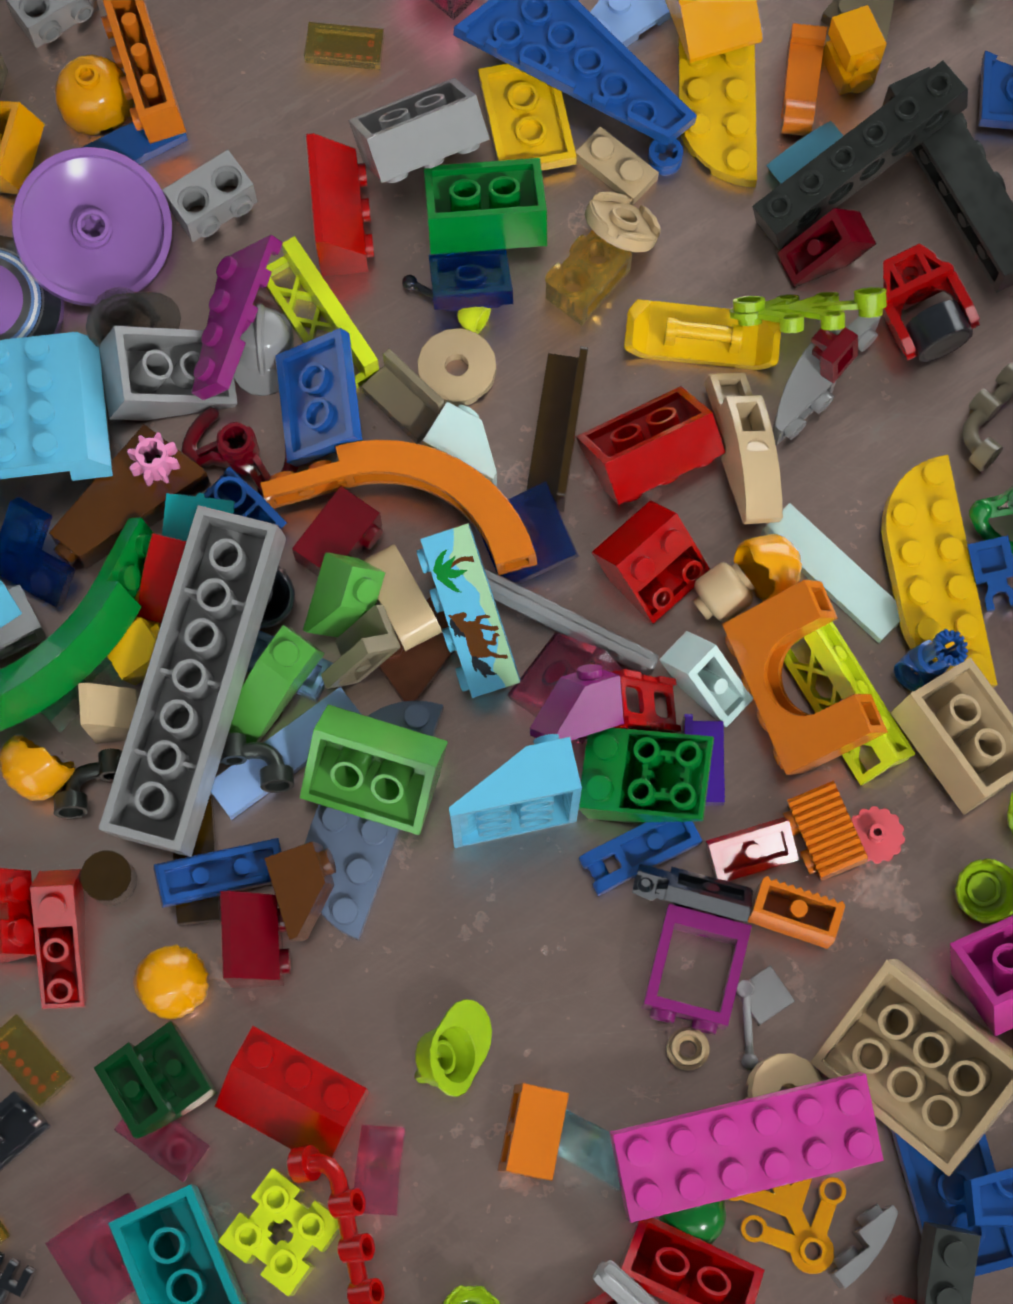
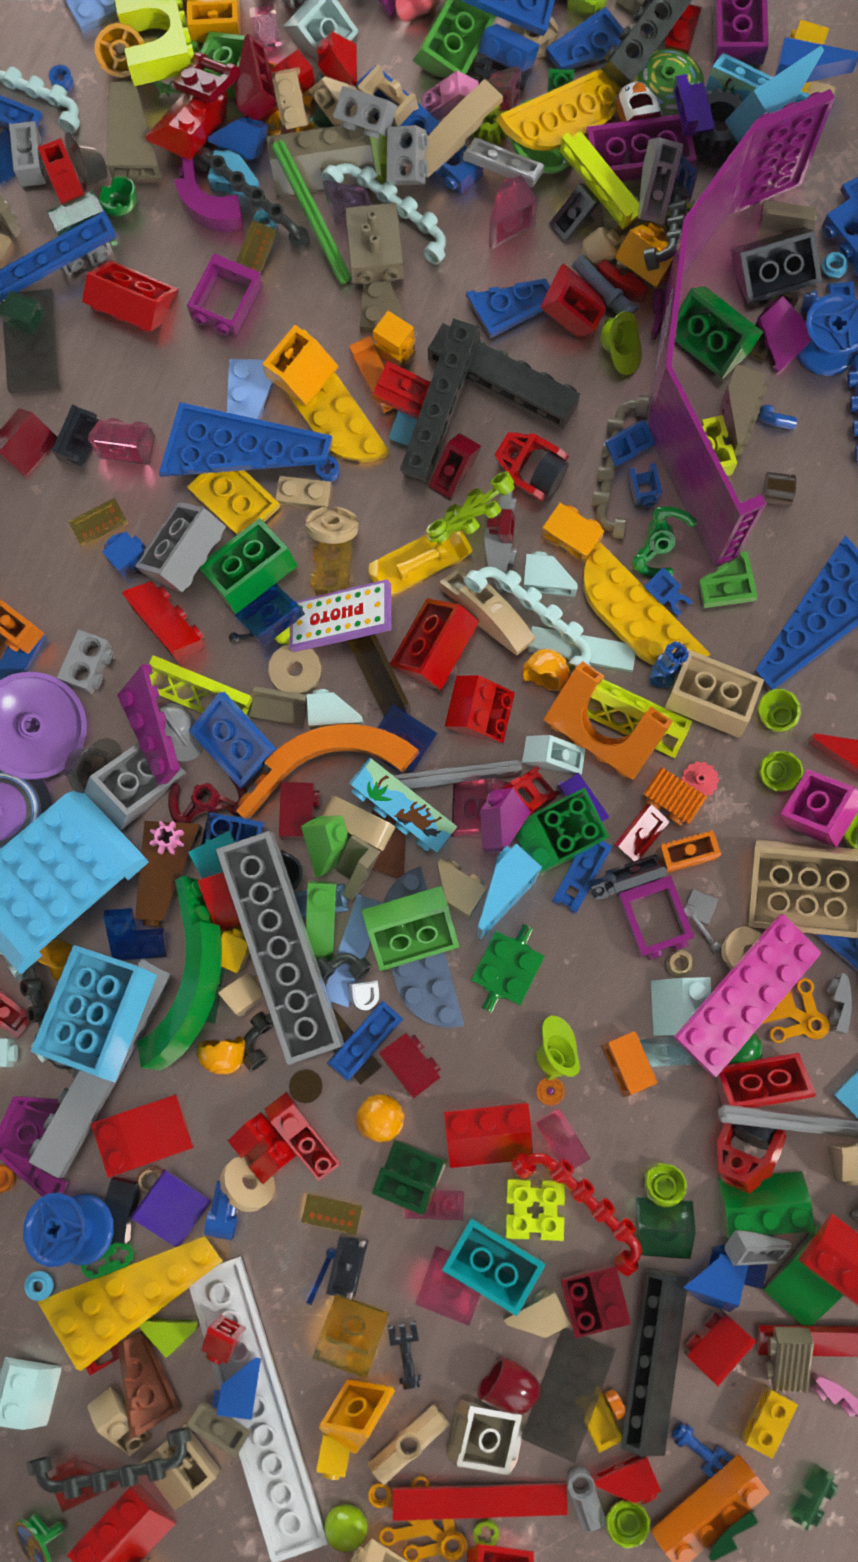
camera: 30 degrees left, 5 degrees up
(261, 815) = (364, 994): none -> white tile
(301, 886) = (416, 1018): reddish brown slope -> none
(346, 97) = (123, 552): none -> blue brick
(408, 1097) = (550, 1091): none -> orange tile
(463, 904) = (507, 968): none -> green plate
(469, 756) = (460, 890): none -> tan slope
(557, 335) = (342, 616): none -> tile
(648, 1092) = (675, 1002): none -> light aqua slope
(723, 592) = (530, 700): tan head -> none
(807, 467) = (530, 600): none -> light aqua bar
(819, 110) = (401, 389): none -> red plate
(849, 453) = (547, 575): none -> light aqua slope
(921, 419) = (572, 532): none -> light orange brick

